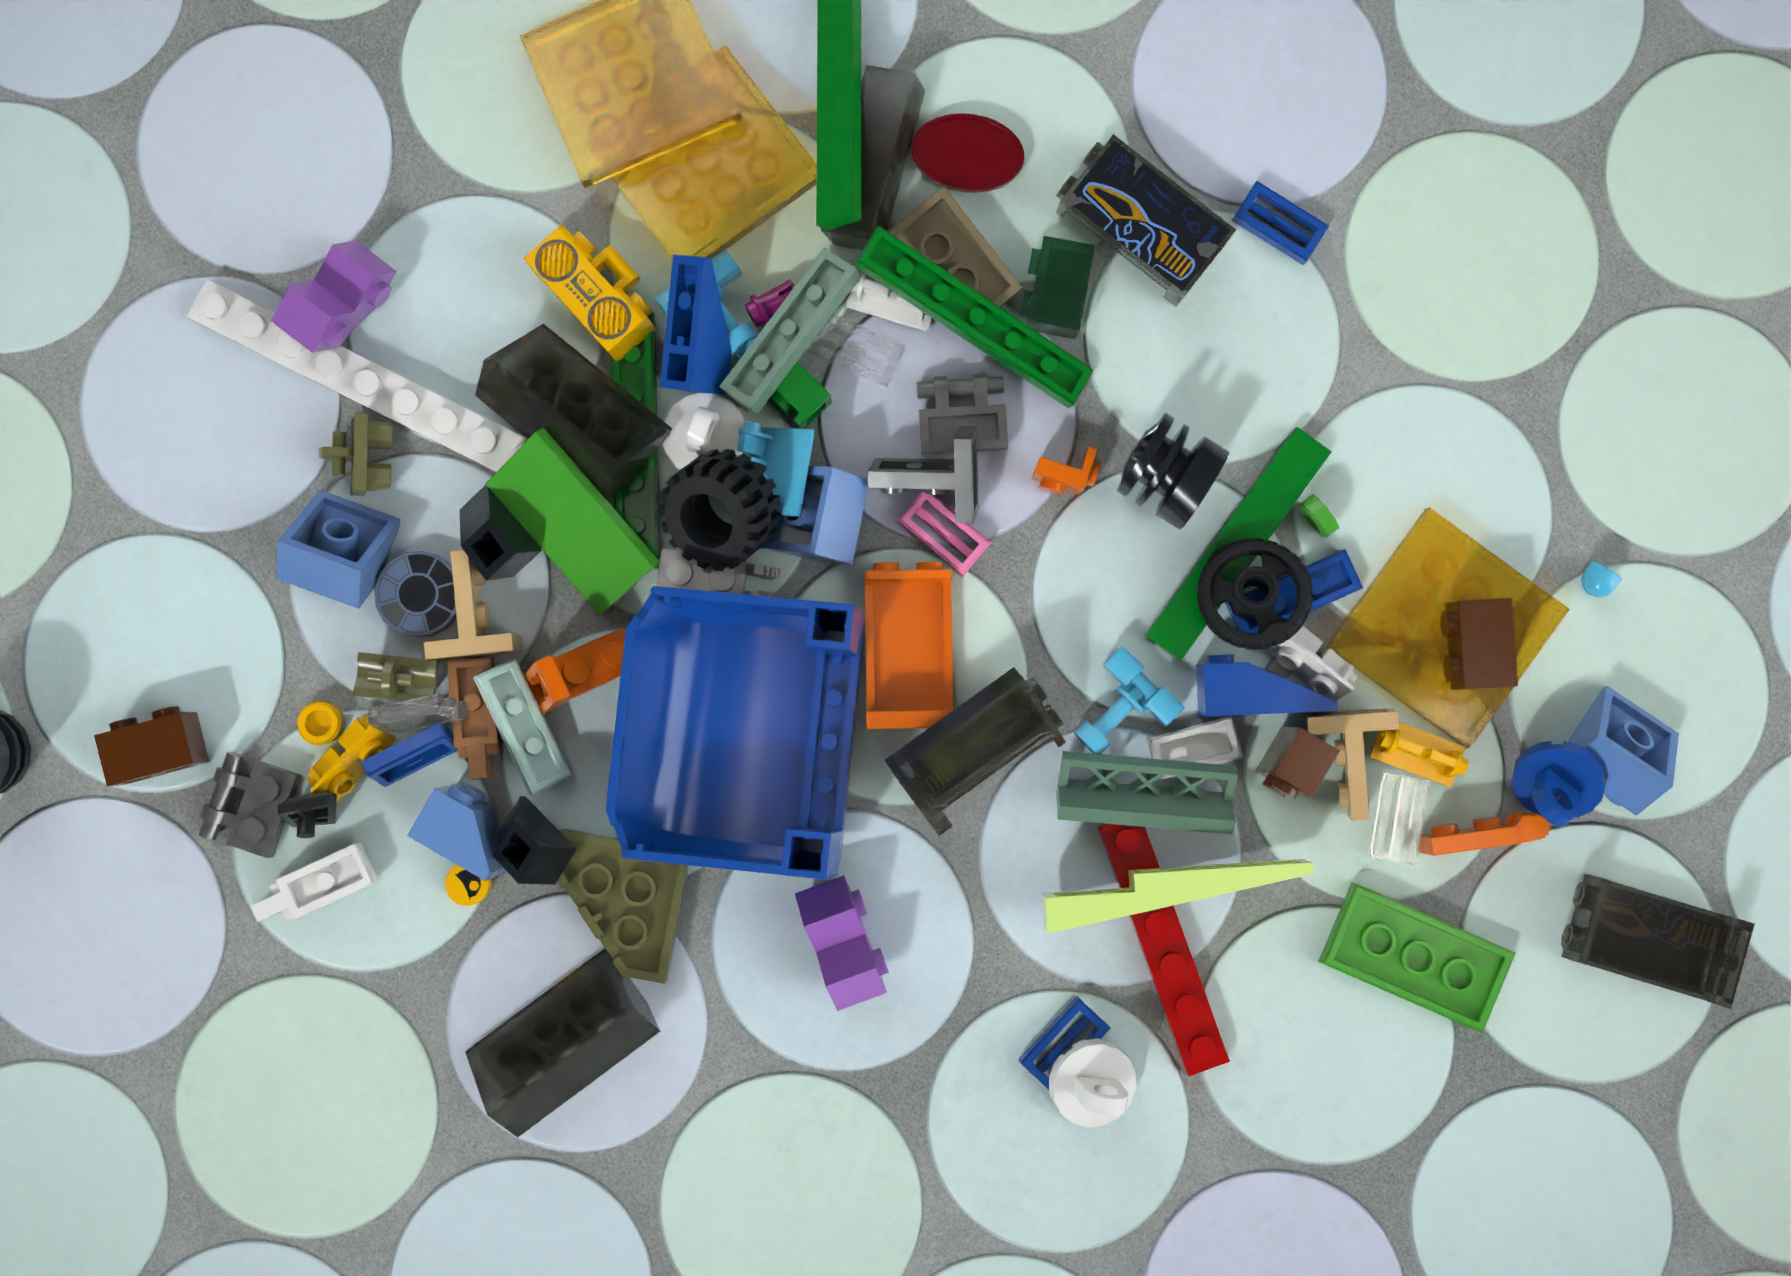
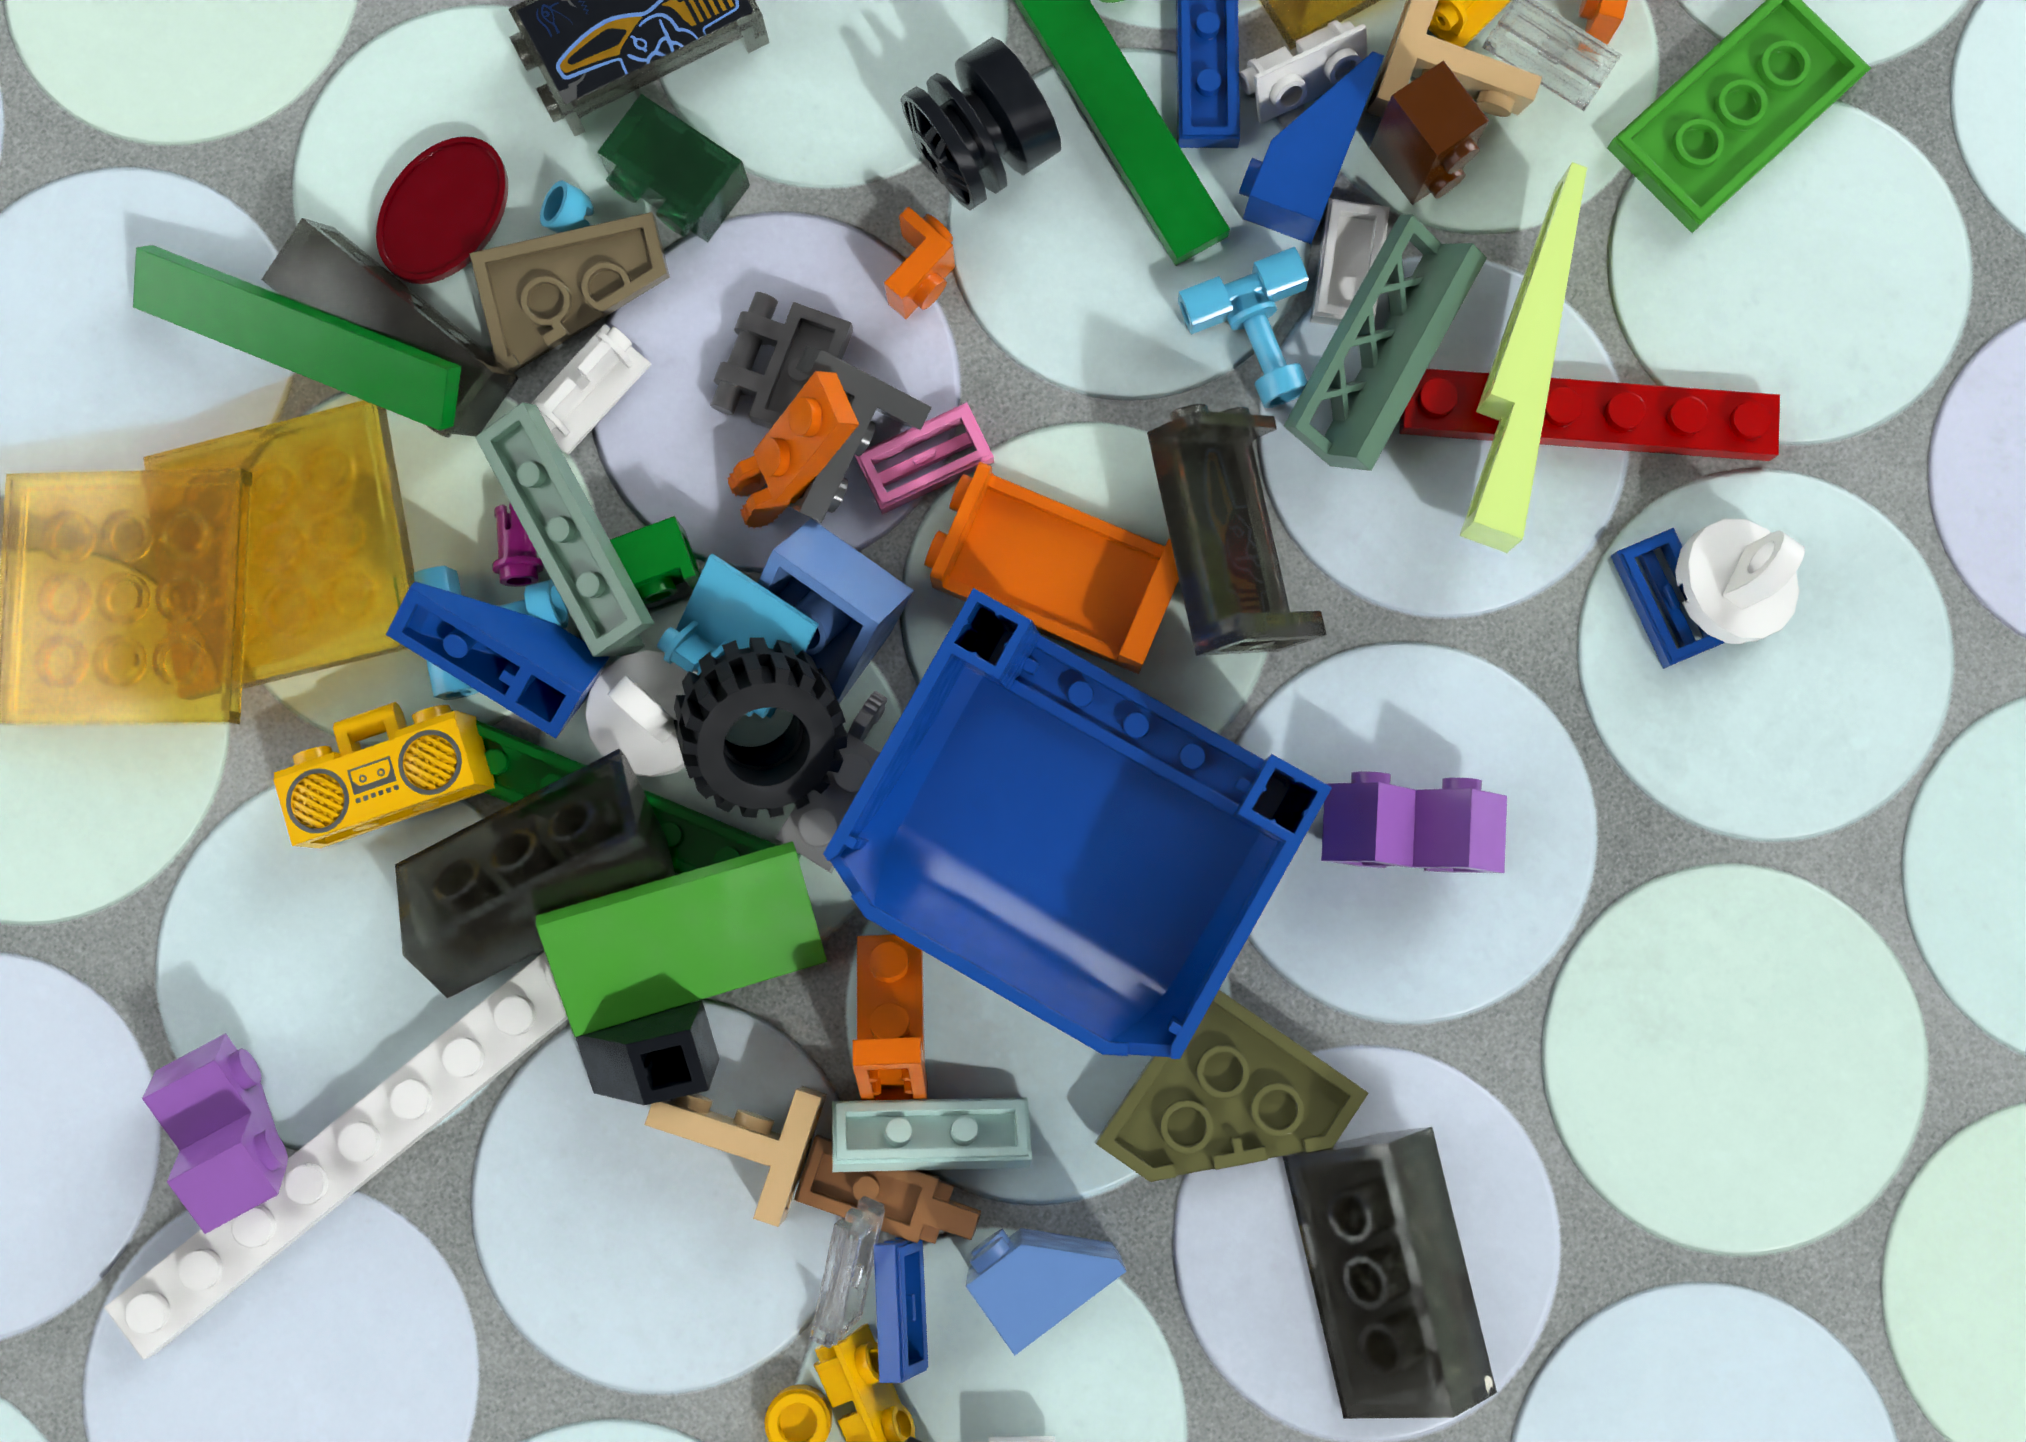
camera: 60 degrees left, 5 degrees down
(336, 548) = (567, 1288): medium blue slope -> none
(364, 435) = (429, 1179): olive hips -> none
(395, 677) = (782, 1283): olive hips -> none
(416, 594) = (682, 1202): tile -> none
(466, 887) = (1115, 1312): yellow tile -> none
(532, 846) = (1101, 1190): black slope -> none
(863, 333) = (616, 445): clear tile -> none
(905, 450) = (794, 449): none -> orange hinge
(973, 317) = (657, 290): green tile -> none
(1002, 230) = (565, 208): none -> medium azure hinge
(1276, 562) = (1174, 70): black wheel -> none

